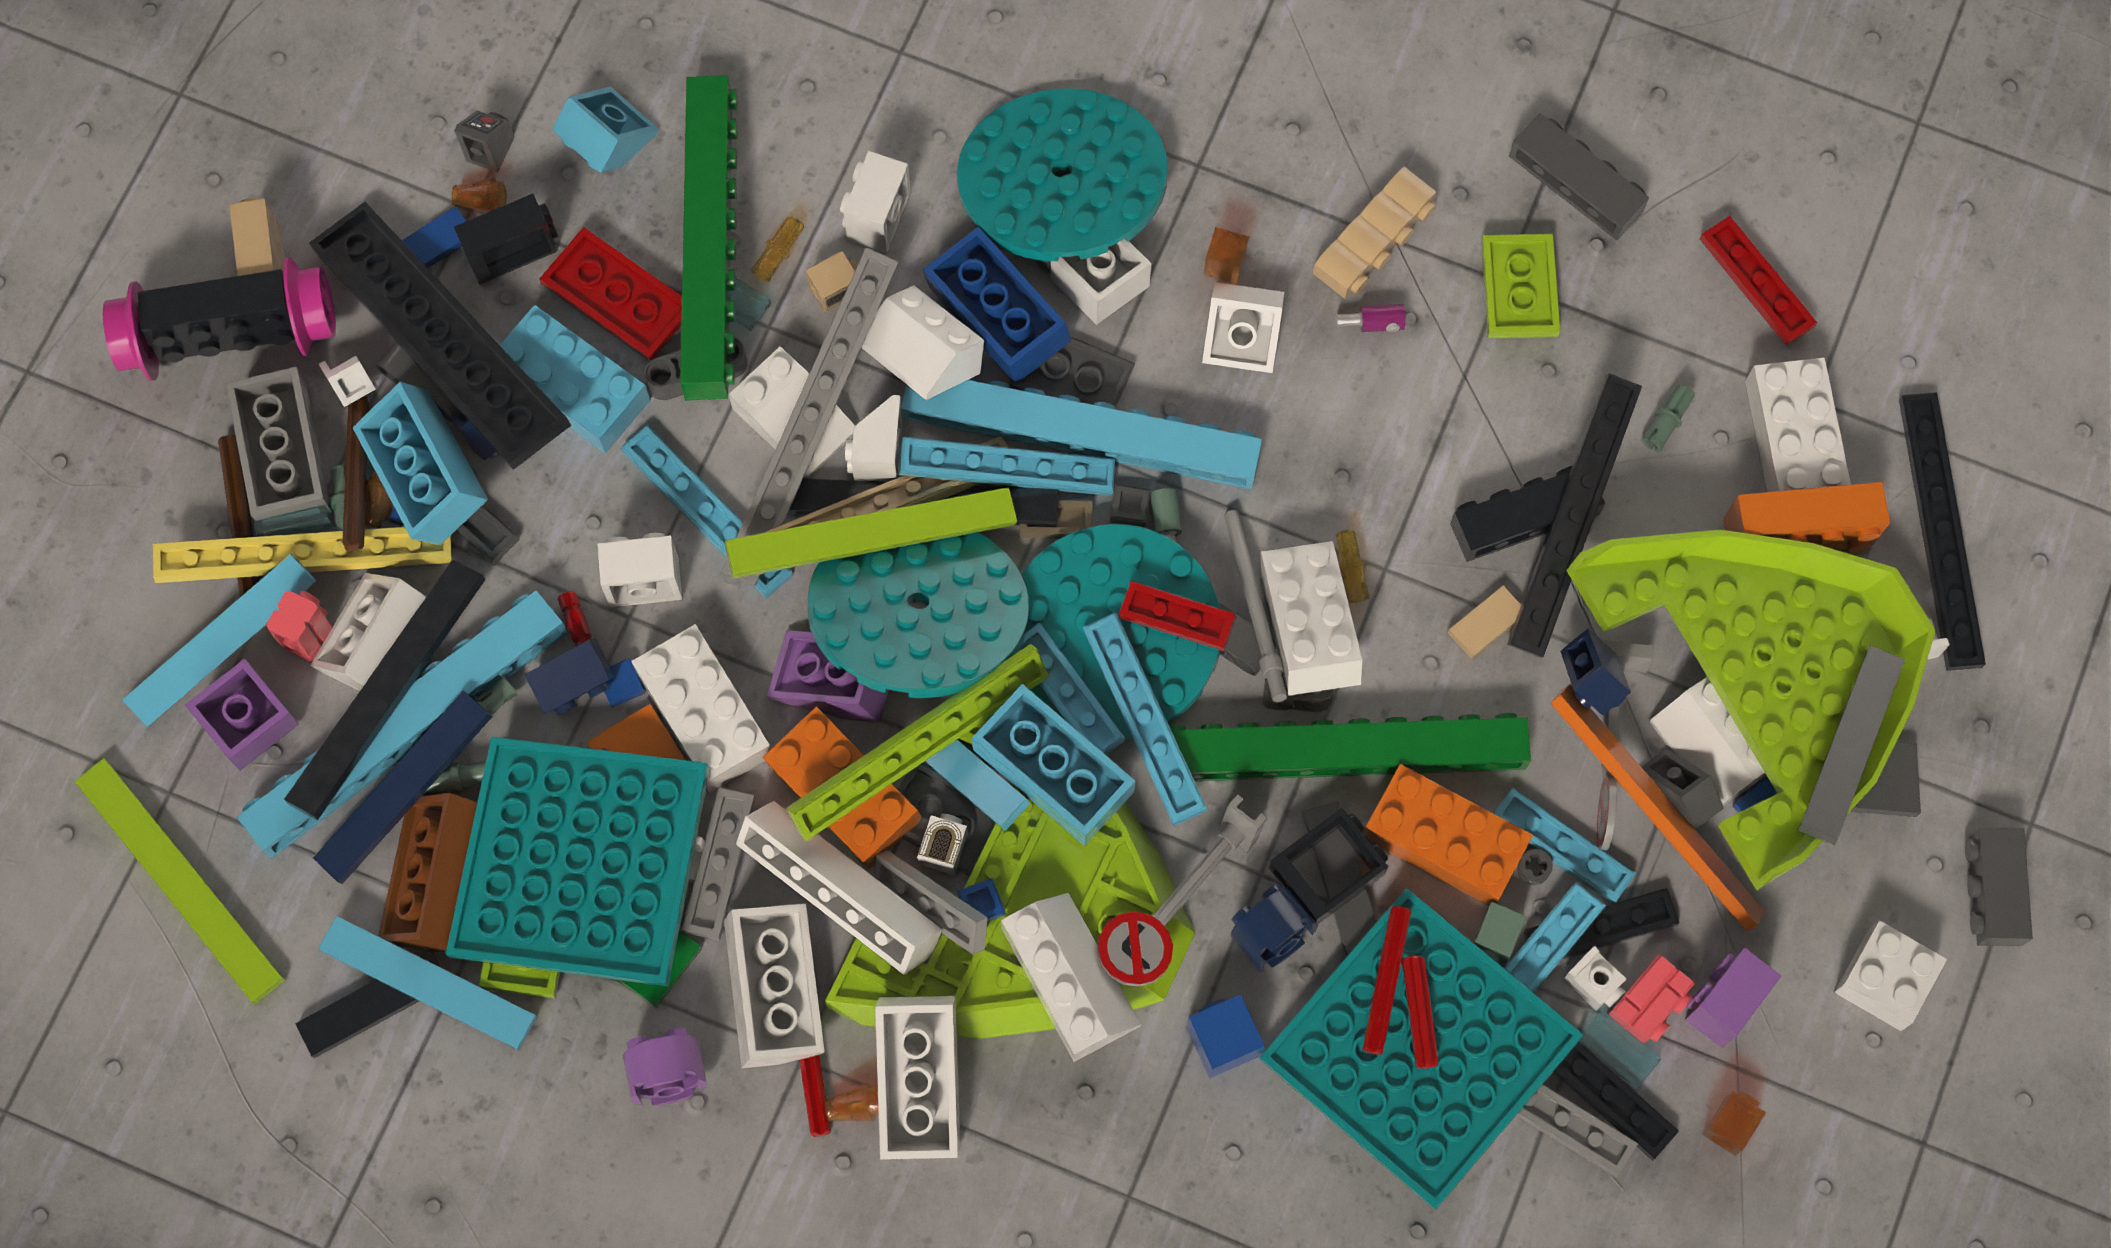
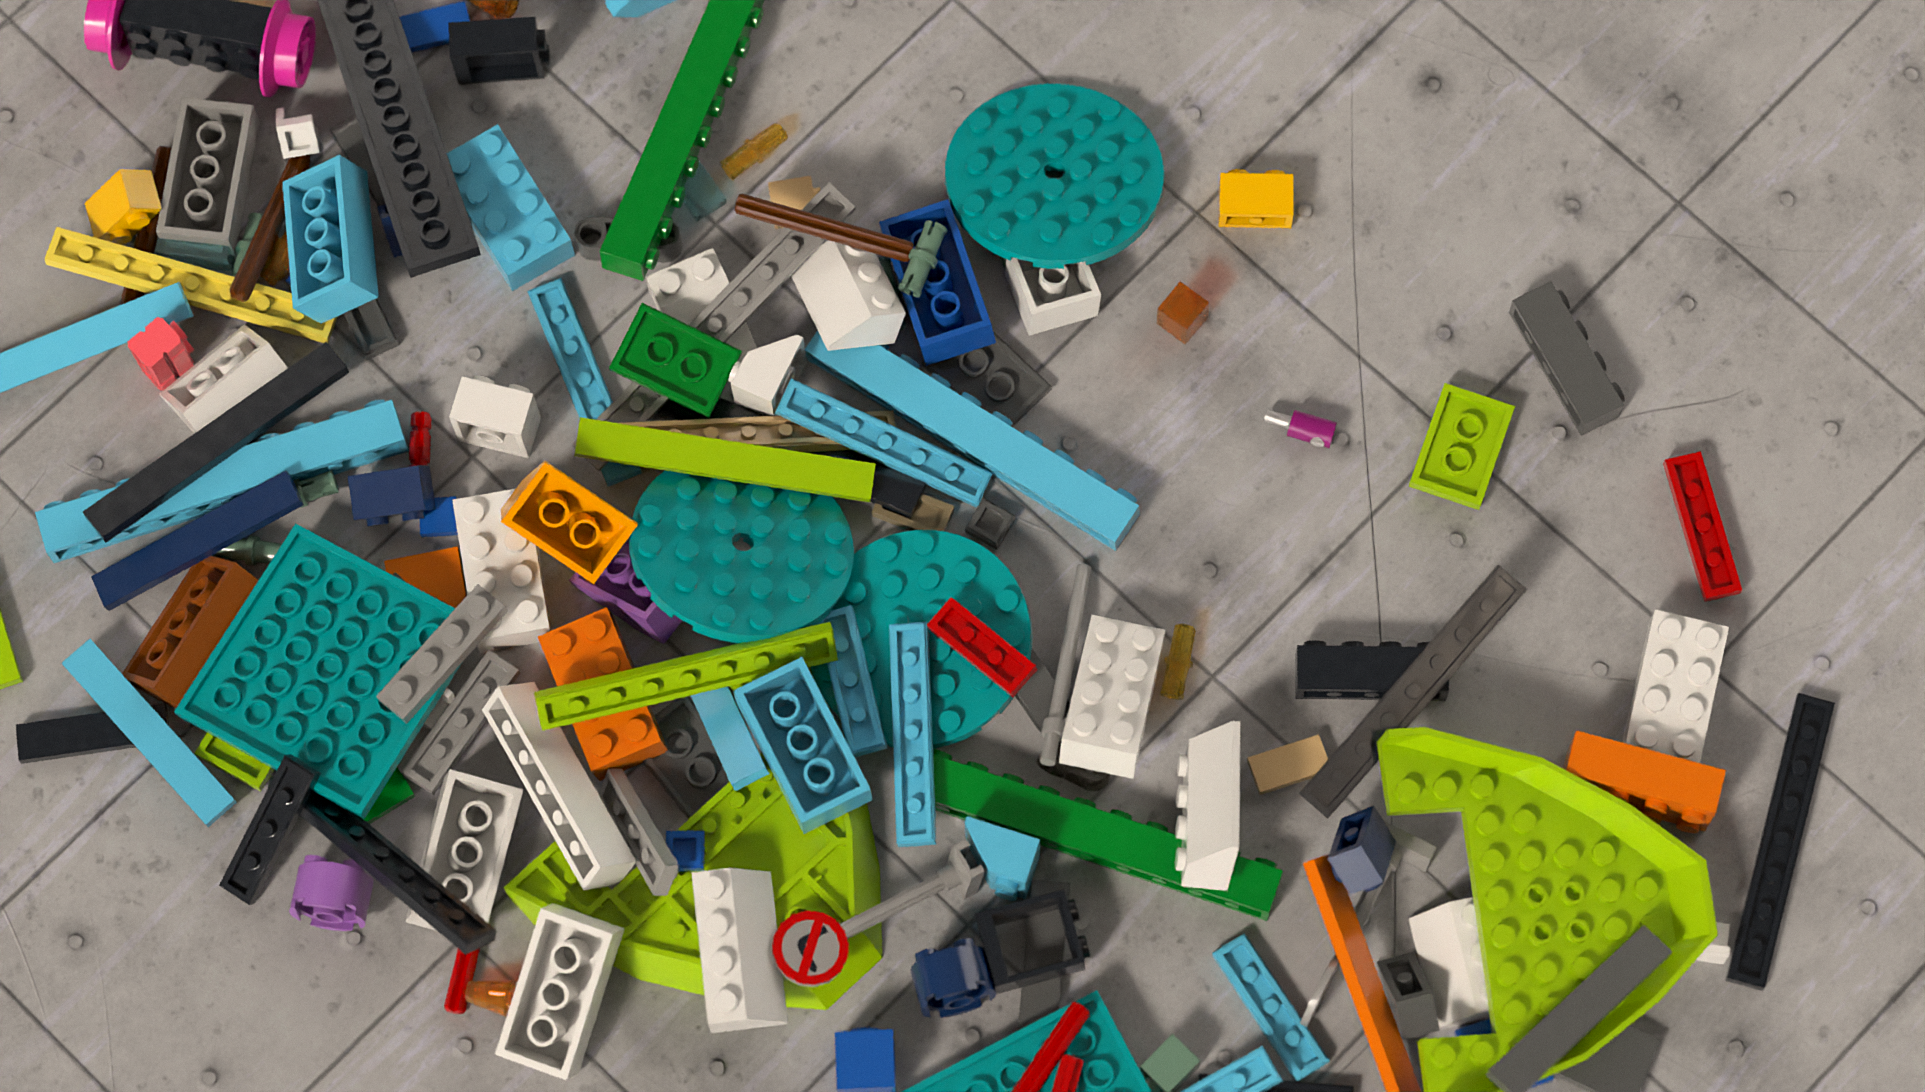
camera: 25 degrees right, 0 degrees up
(209, 502) = (123, 205): none -> yellow brick
(241, 714) = (77, 417): medium lavender brick -> none
(581, 1030) = (269, 829): none -> black tile
(615, 294) = (580, 139): red plate -> none
(682, 805) = (442, 653): none -> light grey plate
(709, 1021) = (398, 874): none -> black tile
(750, 639) = (567, 521): none -> light orange slope
(788, 459) = (675, 360): none -> green tile
(876, 201) = (863, 139): white brick -> none
(878, 290) = (823, 227): none -> reddish brown axle
(943, 844) = (674, 782): brick -> none
(979, 286) = (922, 258): none -> sand green pin
(1166, 512) = (1020, 545): sand green piece -> none
(1243, 327) = (1170, 388): white slope -> none
(1248, 134) = (1256, 199): none -> yellow brick
(1276, 795) = (1005, 857): none -> medium azure slope
(1374, 233) = (1338, 342): tan brick -> none
(1443, 684) = (1209, 808): none -> white slope
(1447, 836) = (1158, 955): orange brick -> none
(1527, 874) = (1222, 1021): dark grey bush -> none
(1668, 417) = (1553, 630): sand green axle -> none

